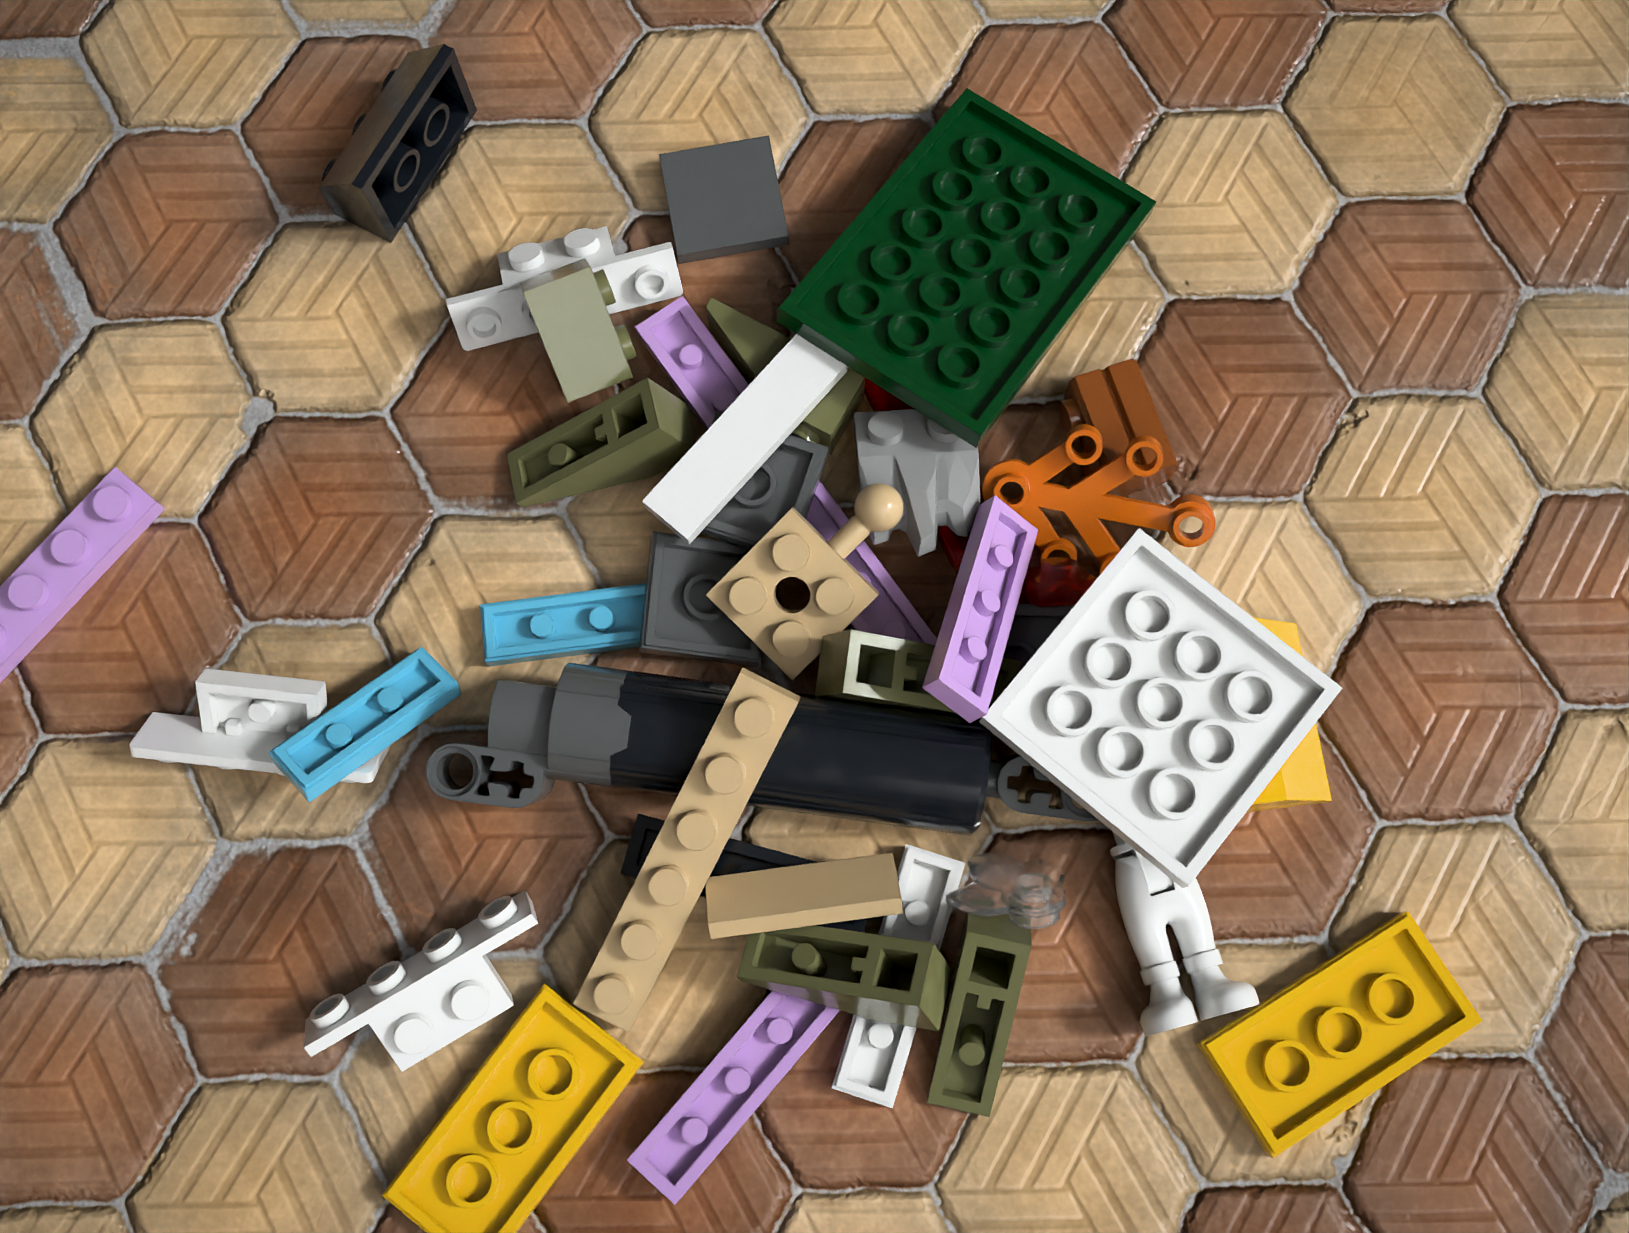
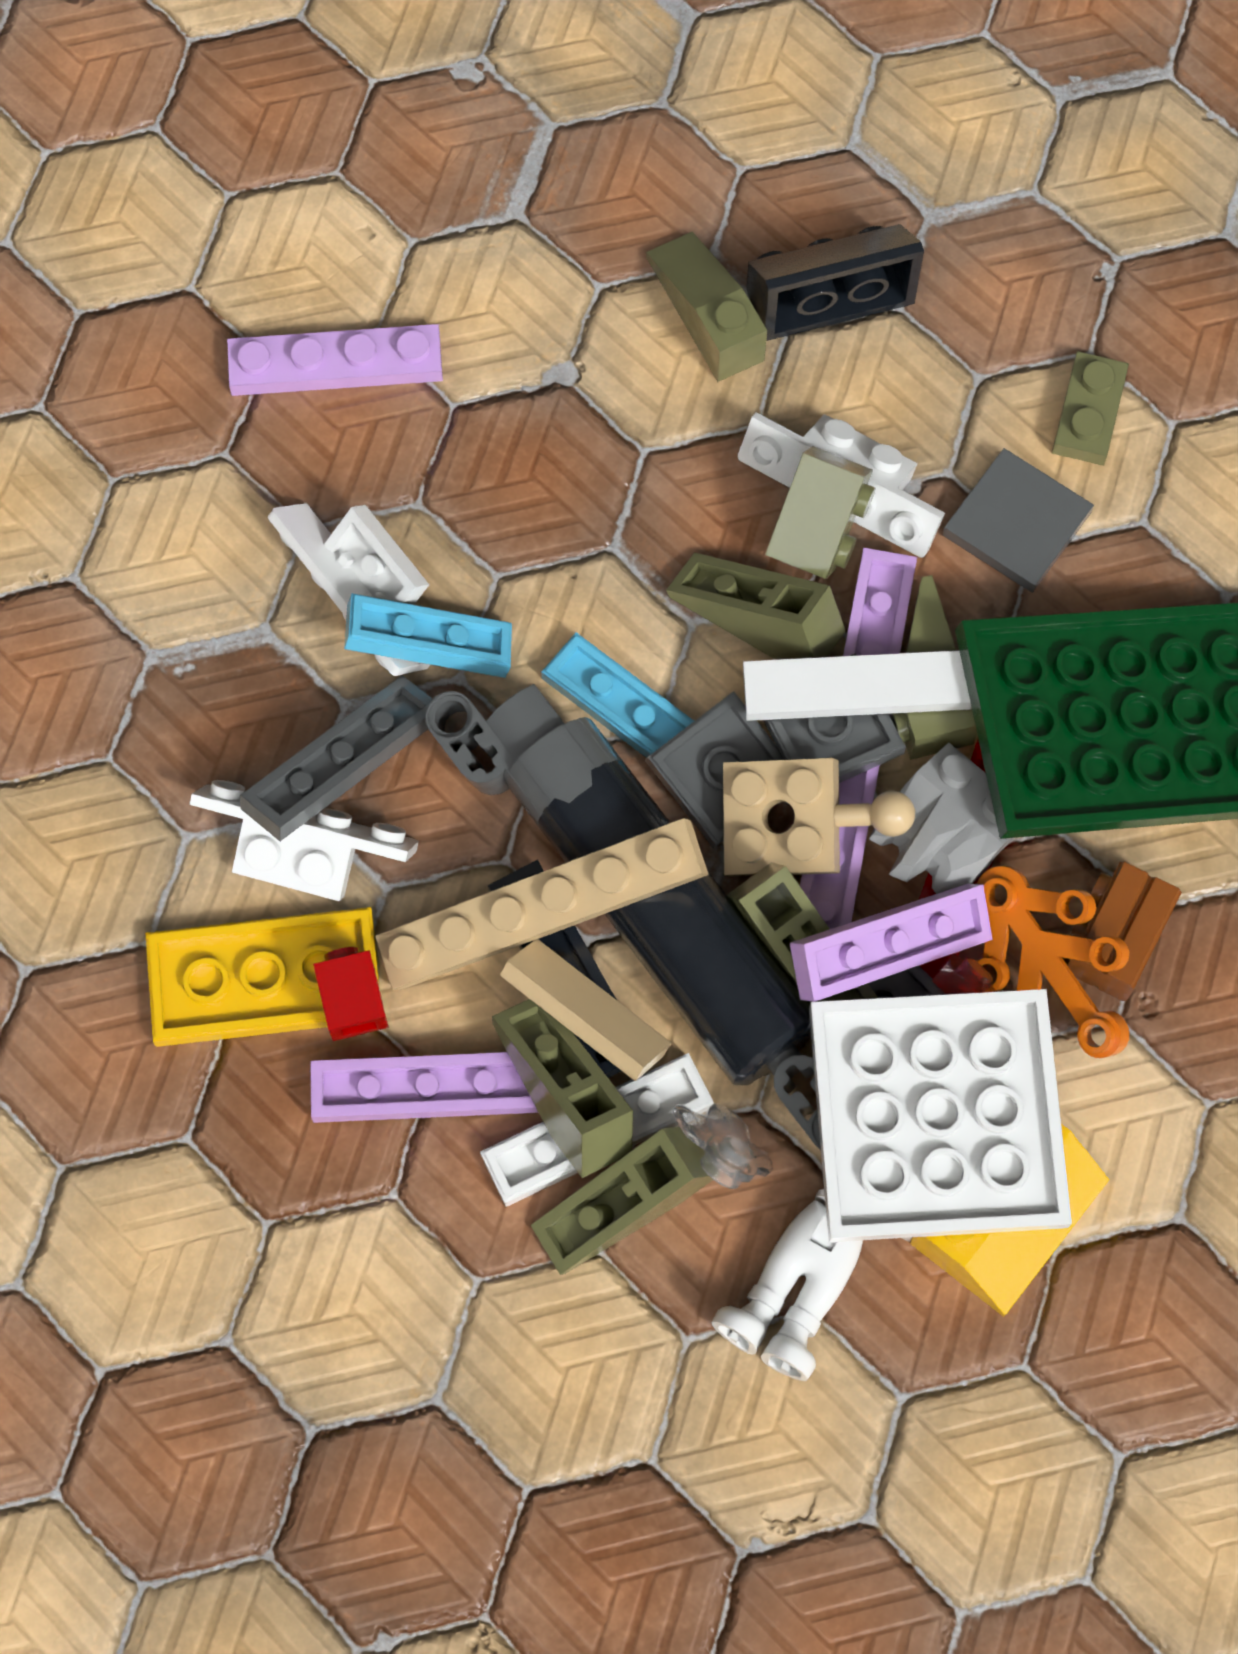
camera: 45 degrees right, 5 degrees down
(322, 251) = (710, 305): none -> olive slope
(396, 898) = (337, 759): none -> dark grey plate
(603, 1074) = (350, 993): none -> red brick
(689, 67) = (1090, 408): none -> olive plate
(1338, 1033) = (845, 1462): yellow tile -> none

